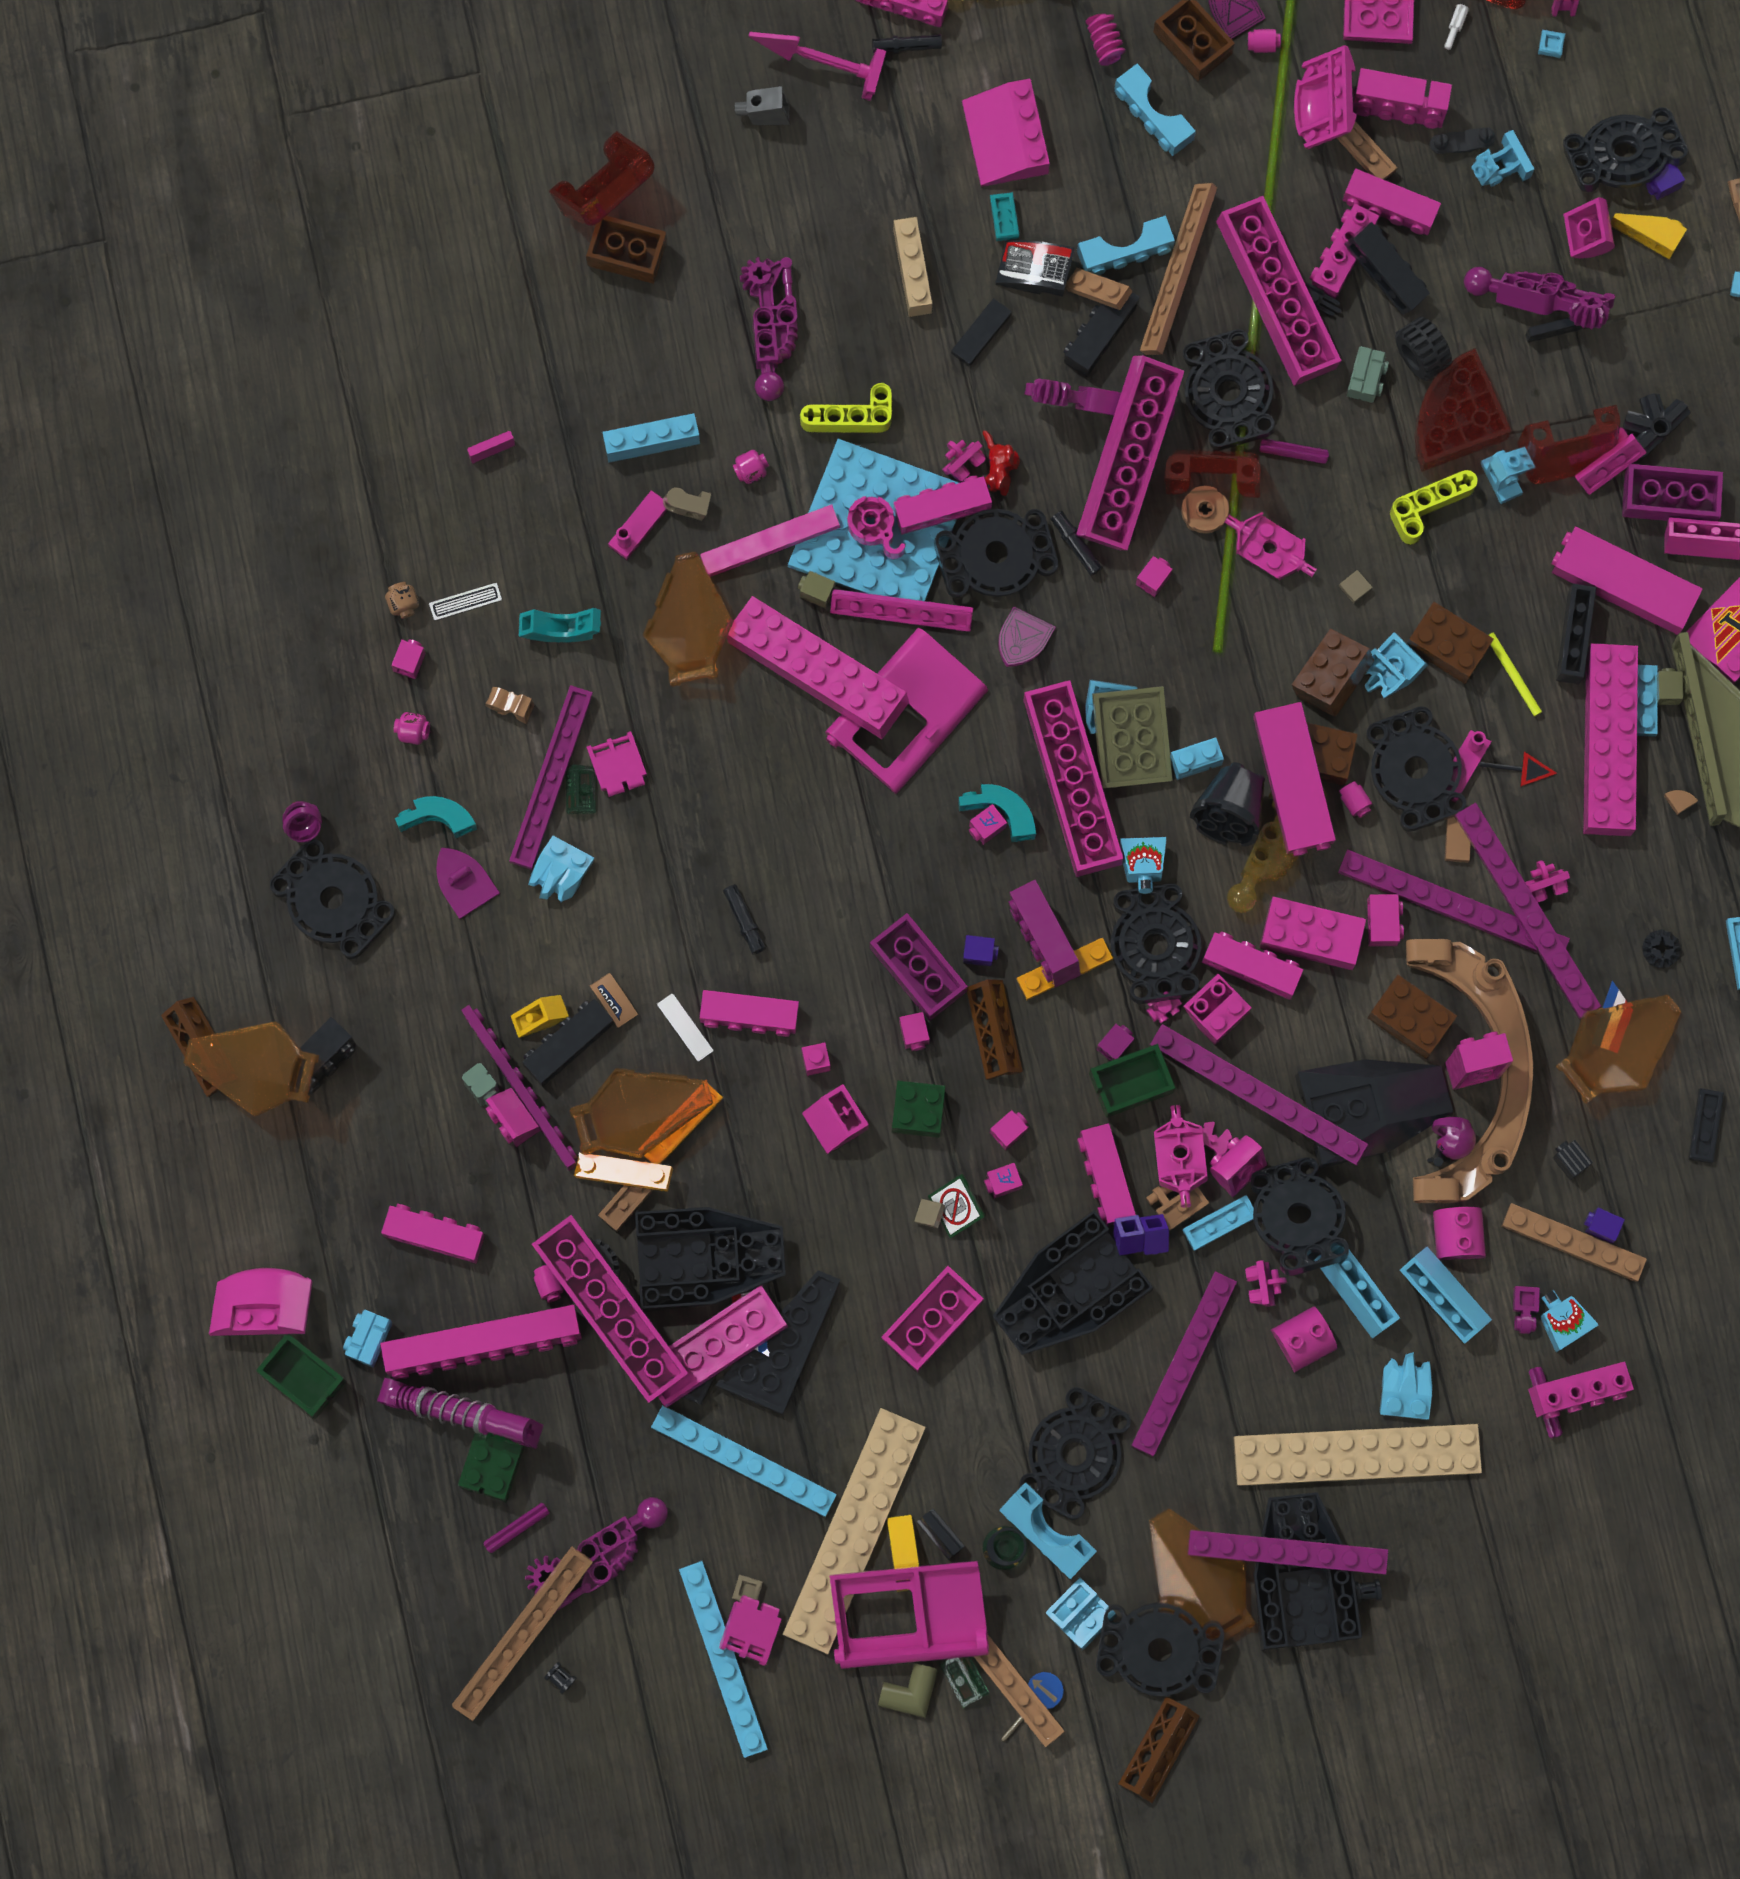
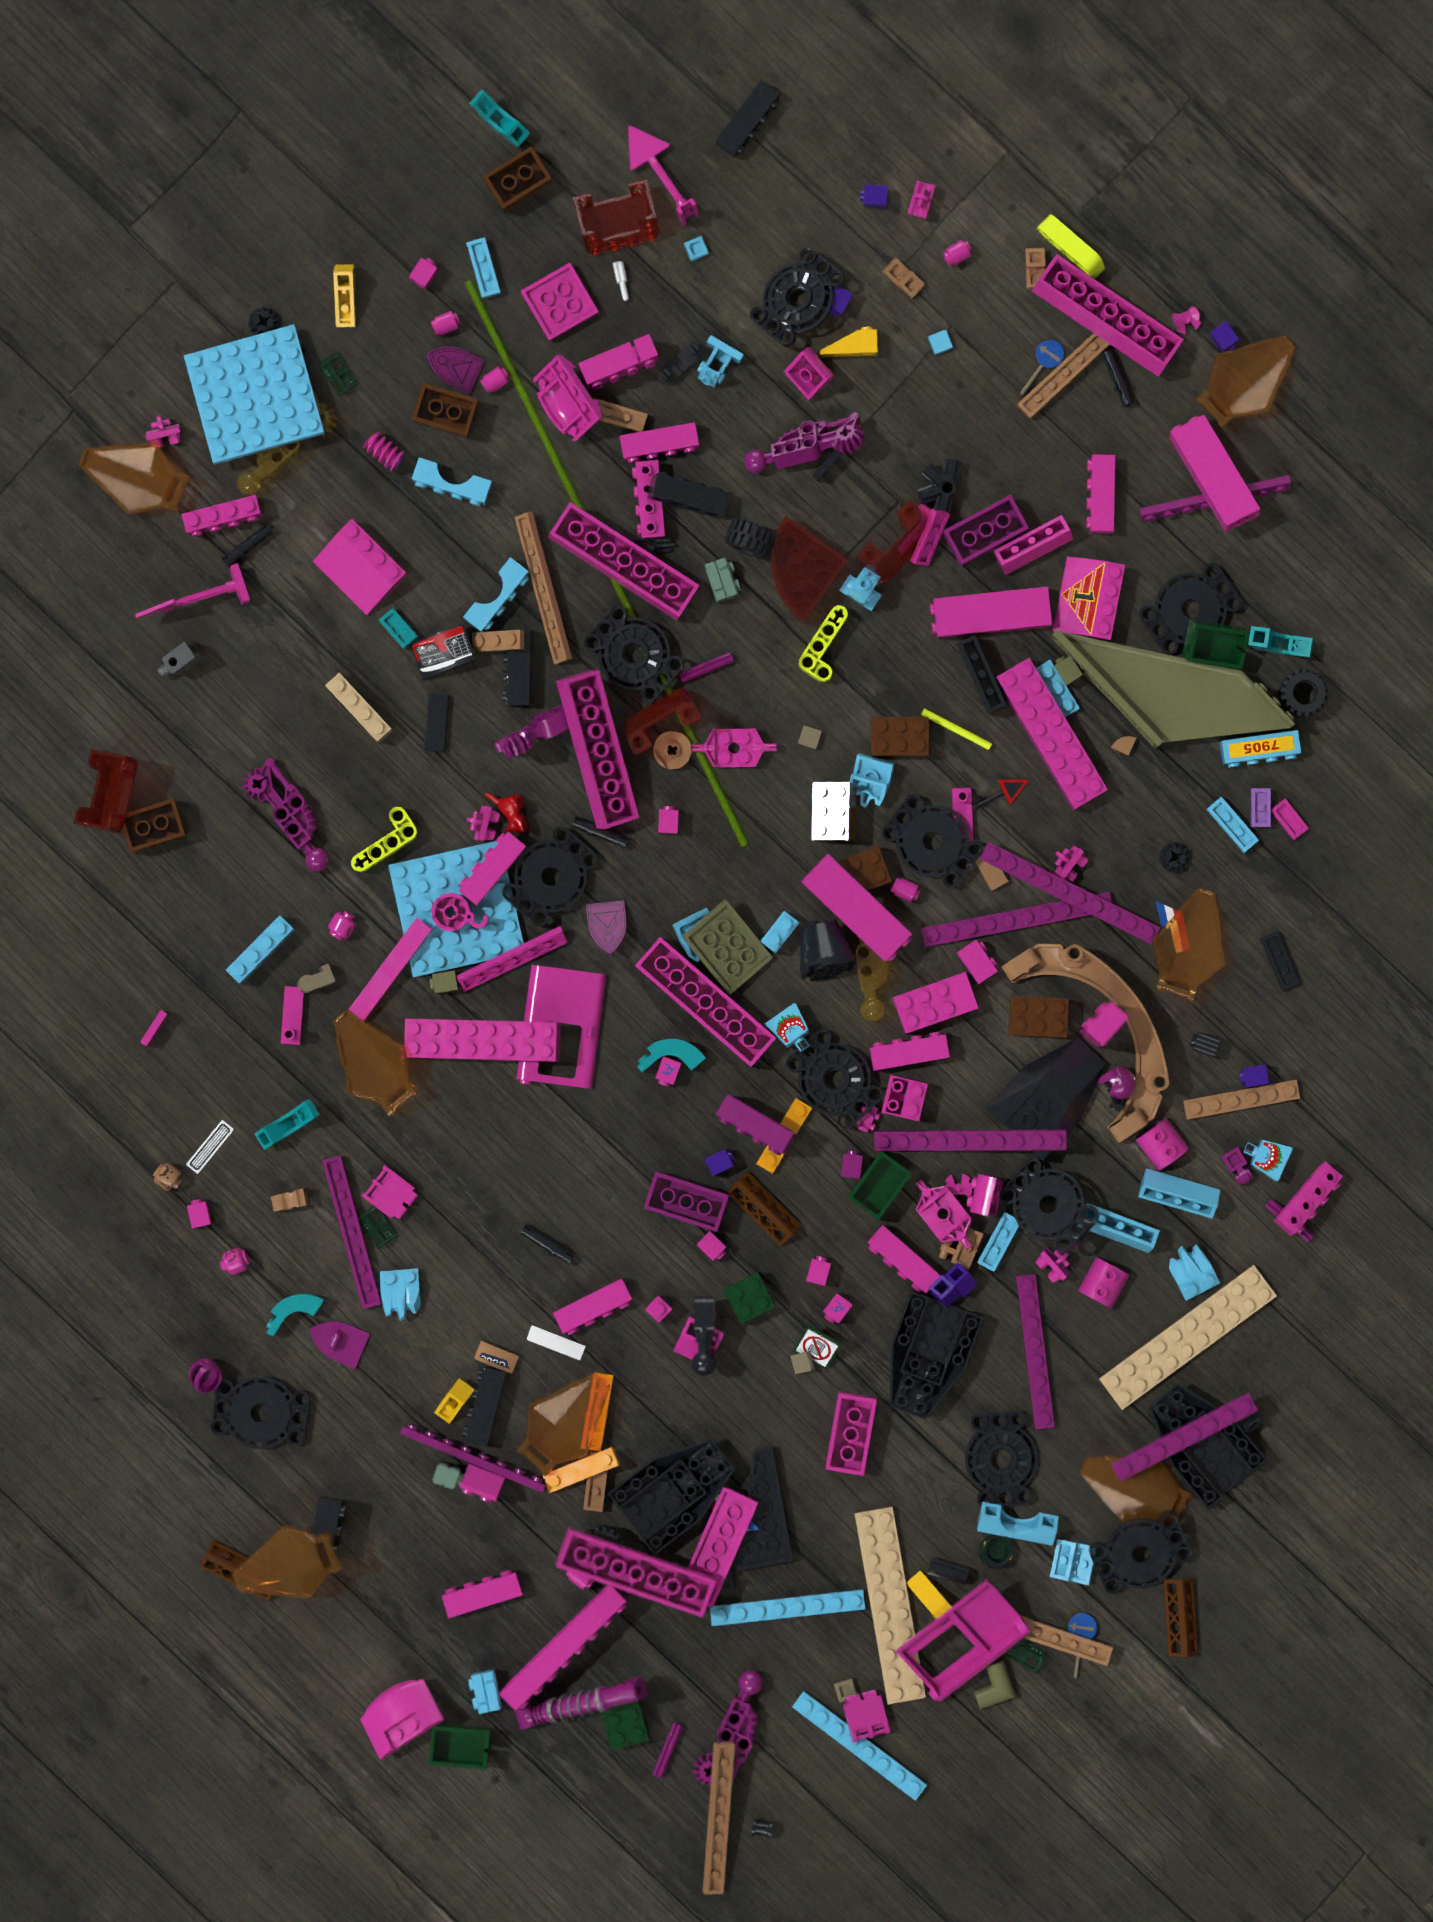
camera: 30 degrees left, 10 degrees up
(828, 1138) = (704, 1362): none -> black beam

